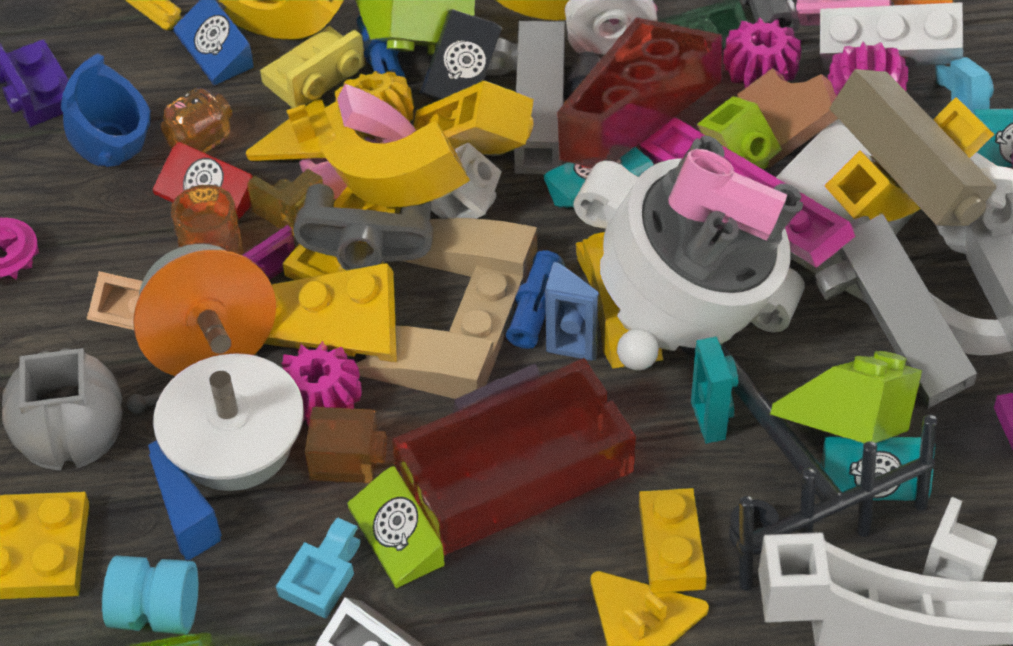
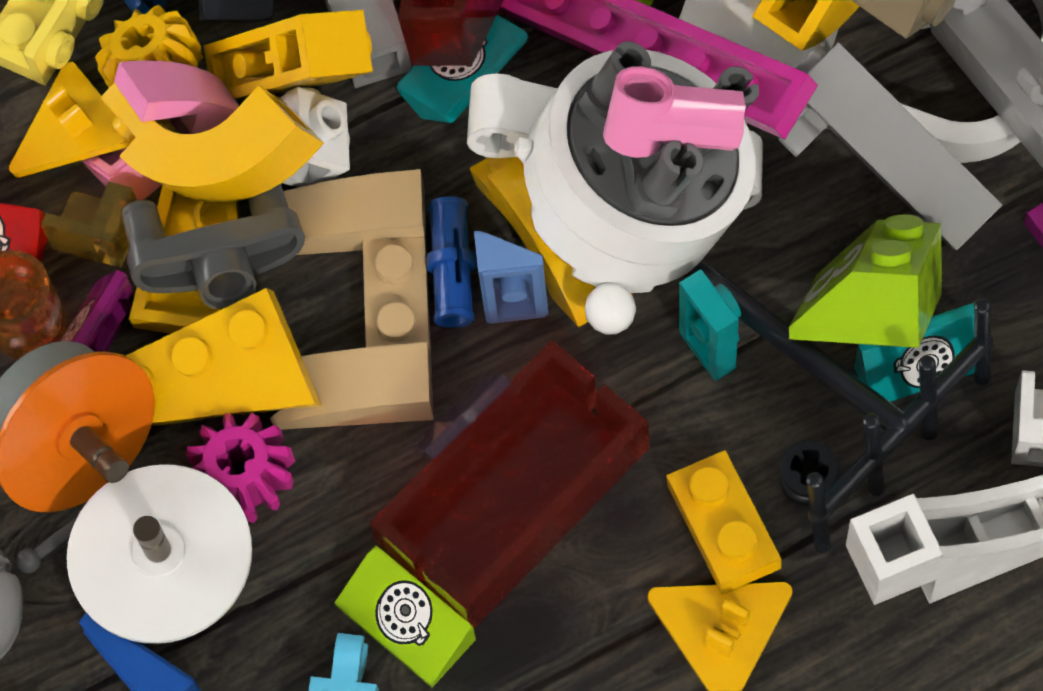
camera: 15 degrees left, 15 degrees up
(344, 445) = (304, 534): clear orange brick -> none

